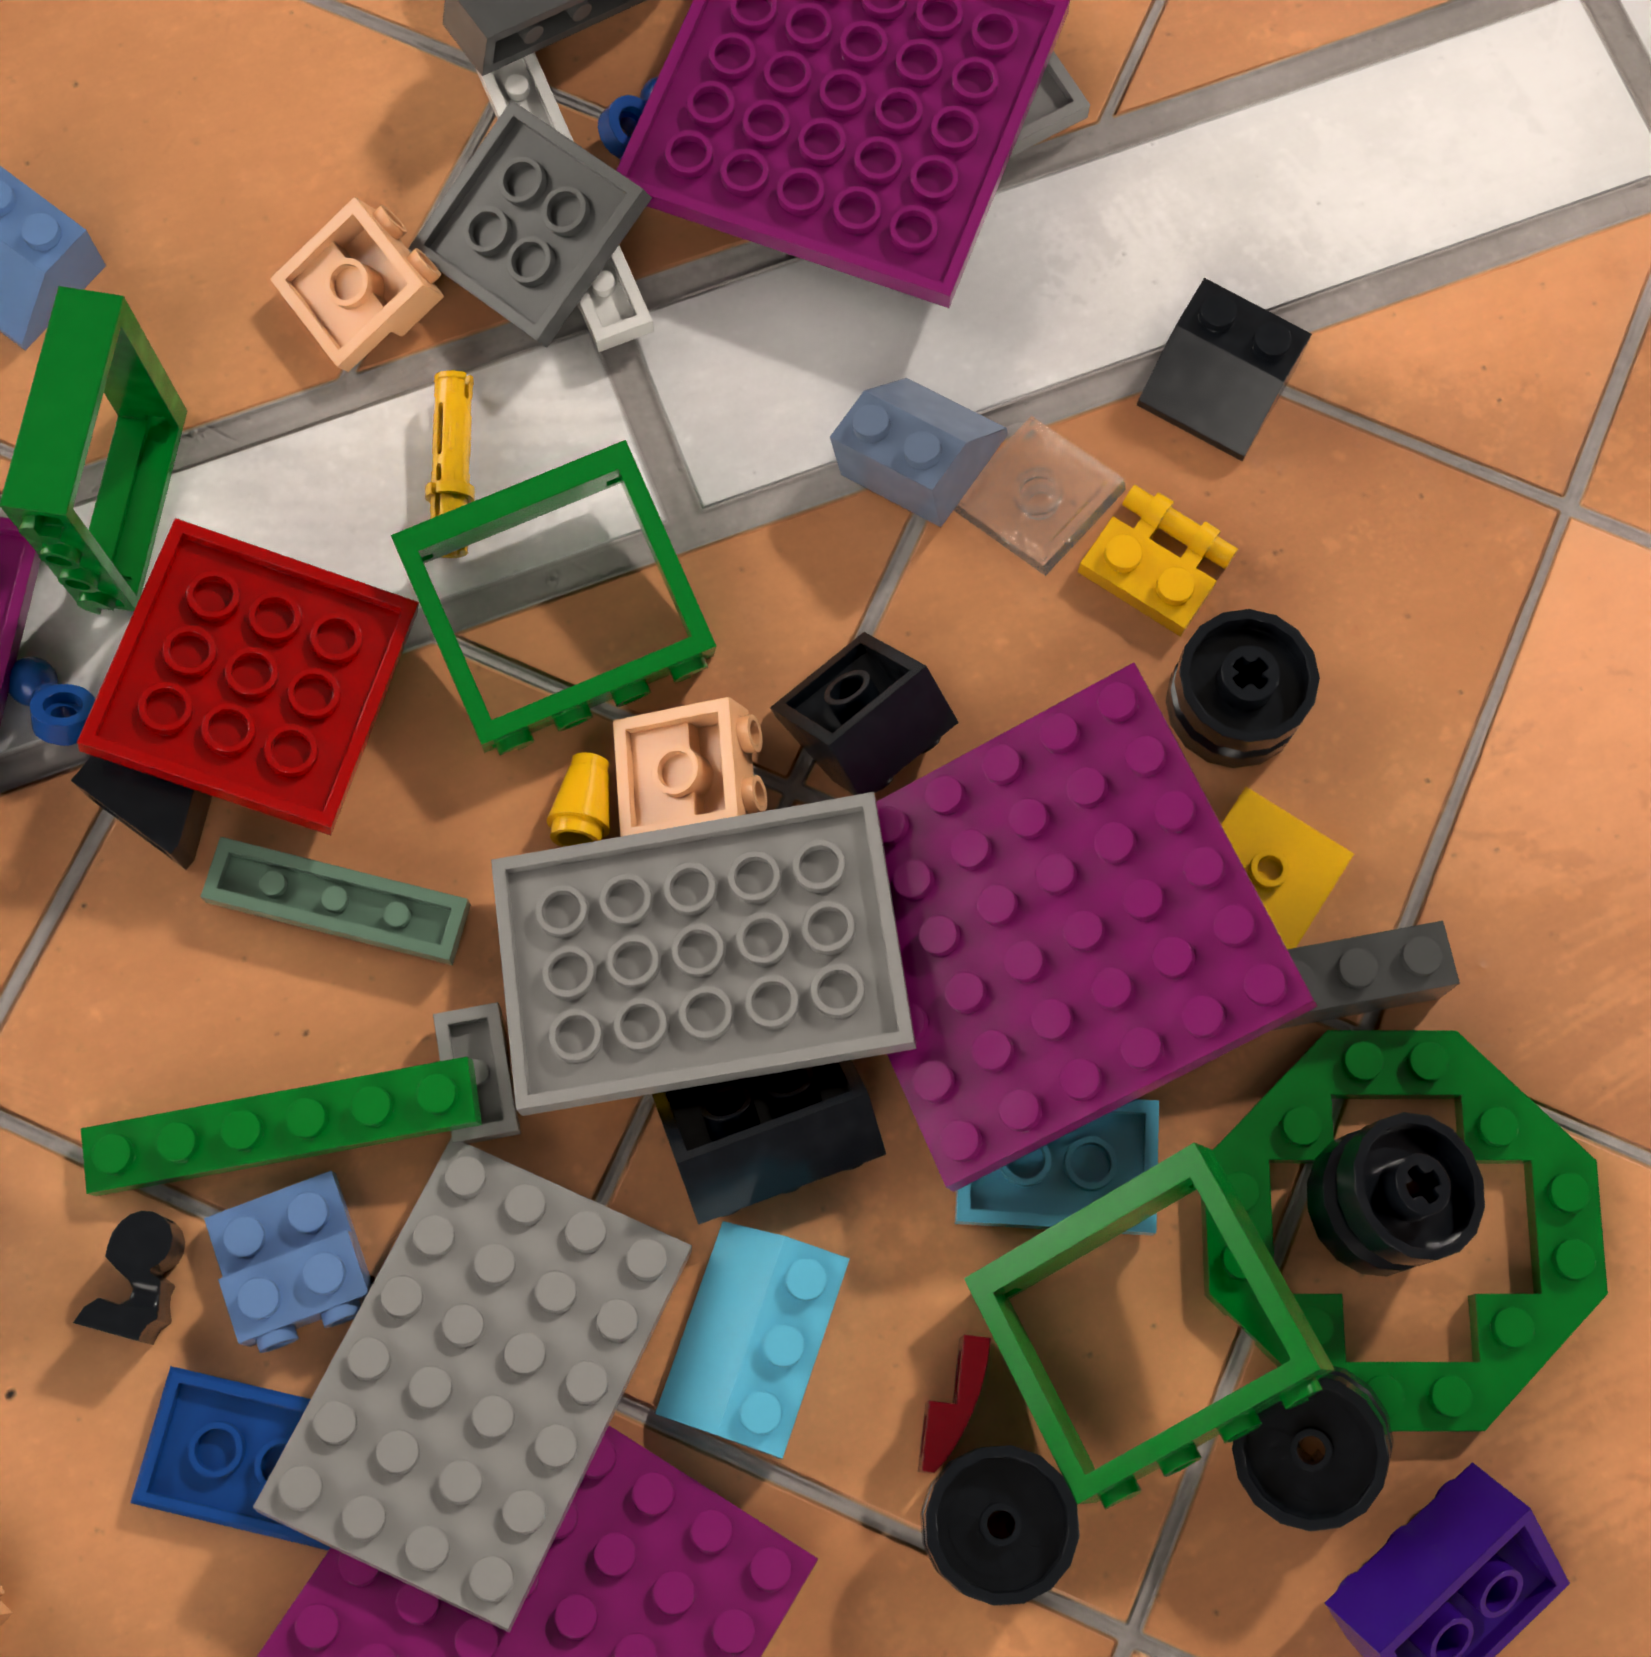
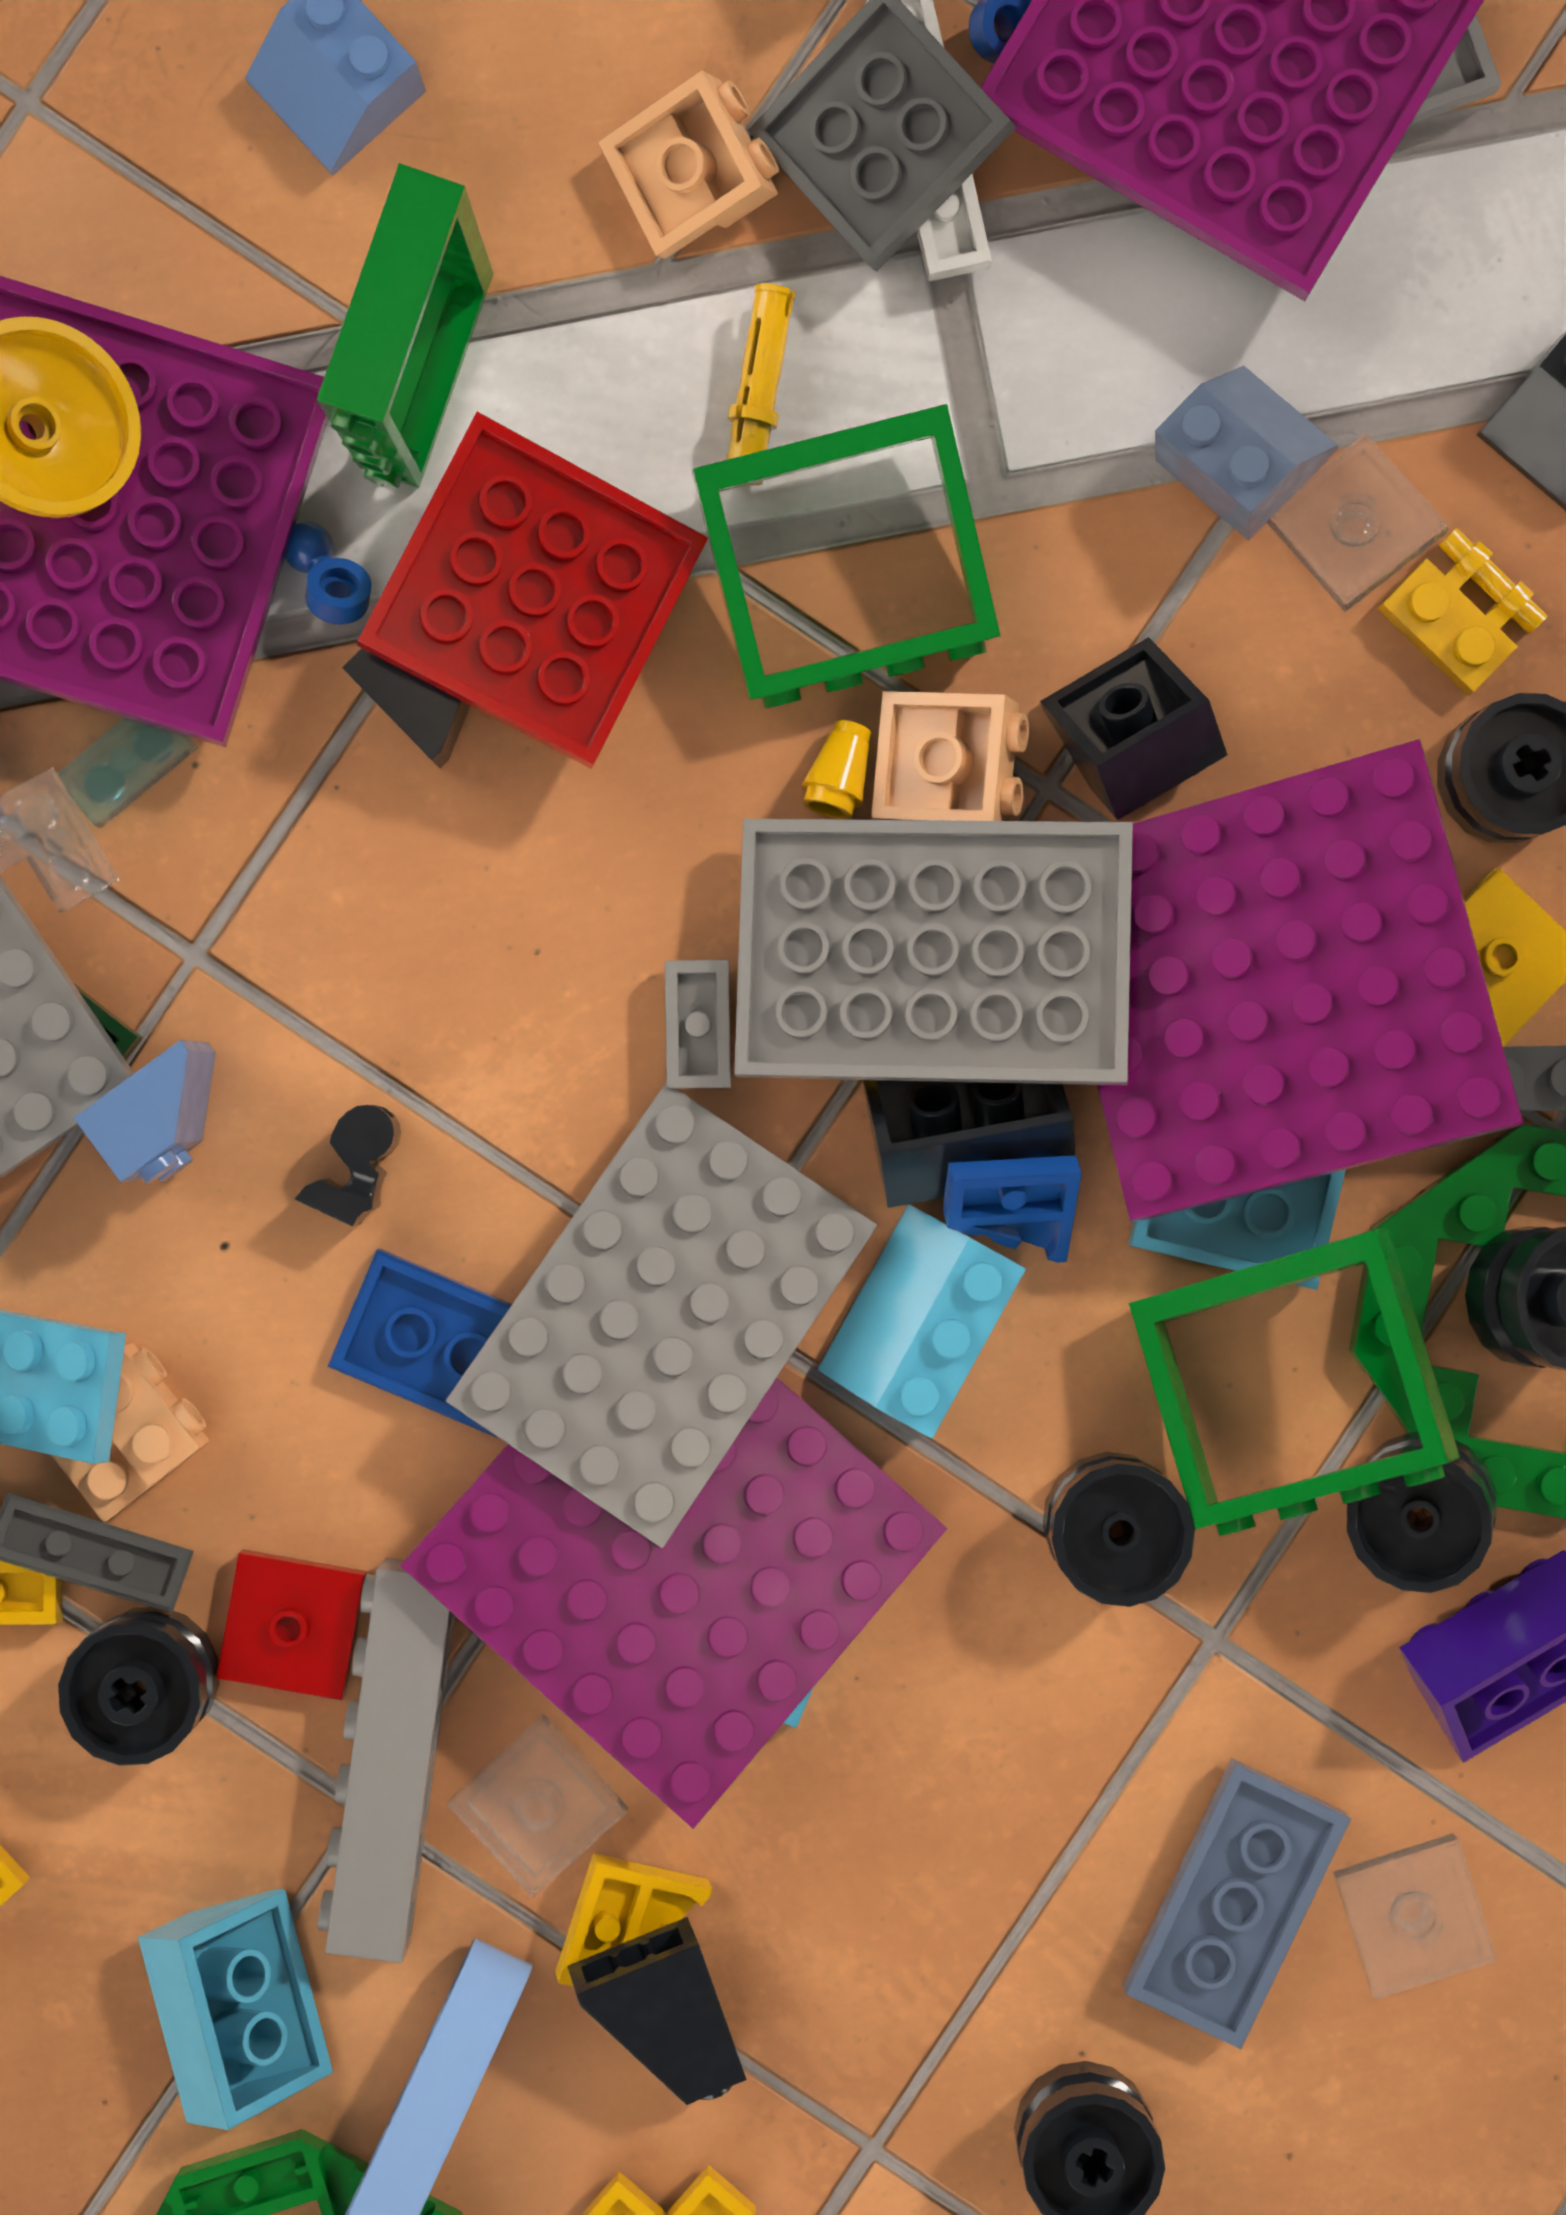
camera: 15 degrees right, 15 degrees up
(280, 1126) = (507, 1044): green plate -> none
(289, 1262) = (498, 1172): medium blue plate -> none
(336, 900) = (584, 829): sand green plate -> none
(827, 1192) = (1015, 1201): none -> blue wing
(947, 1421) = (1087, 1428): dark red slope -> none

